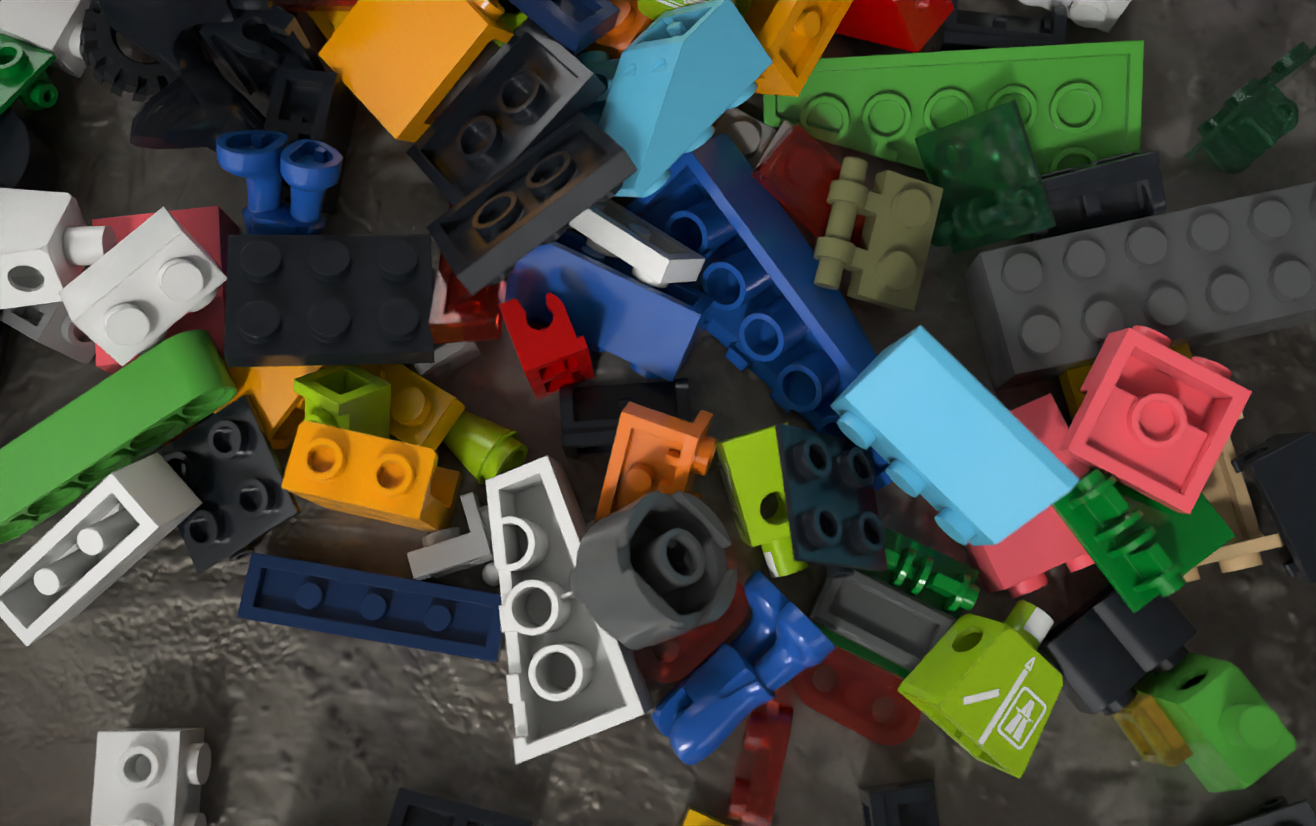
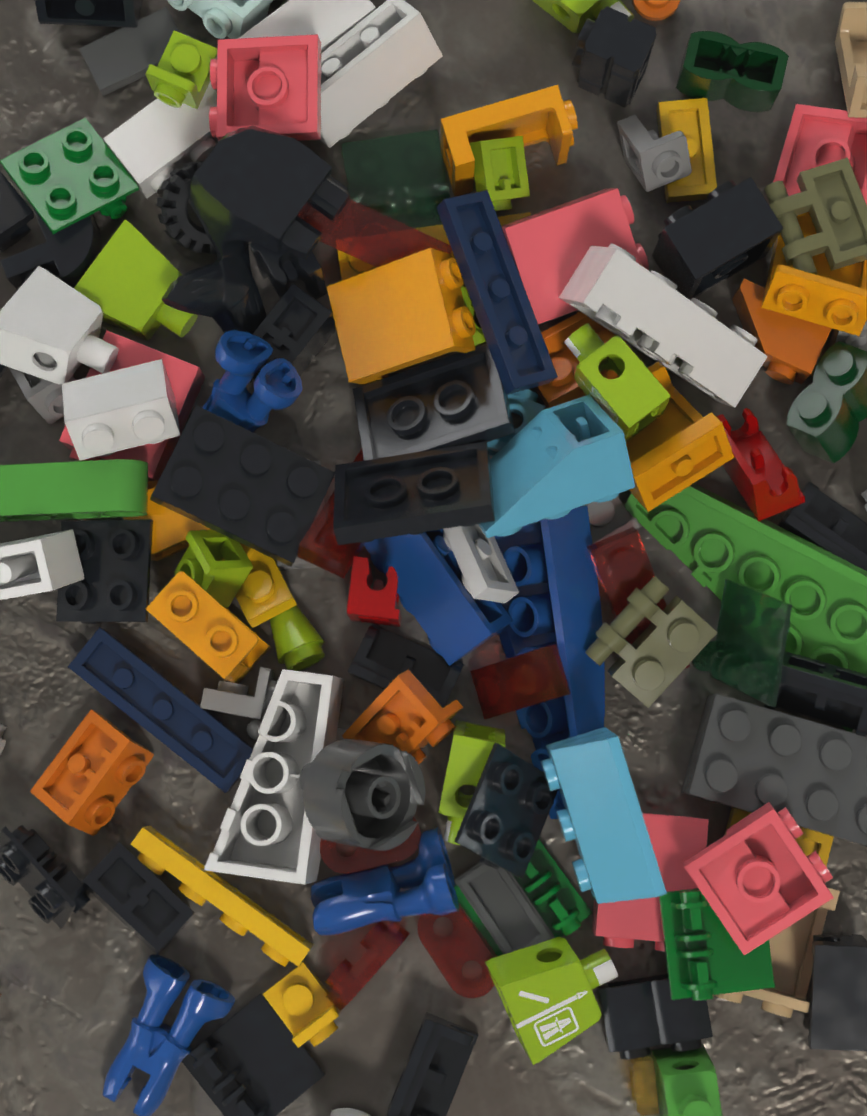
camera: 30 degrees right, 5 degrees up
(93, 161) = (130, 284): none -> lime torso
(329, 727) = (92, 774): none -> orange bracket
(583, 790) = (238, 910): none -> yellow plate
(760, 356) = (520, 682): none -> clear red plate

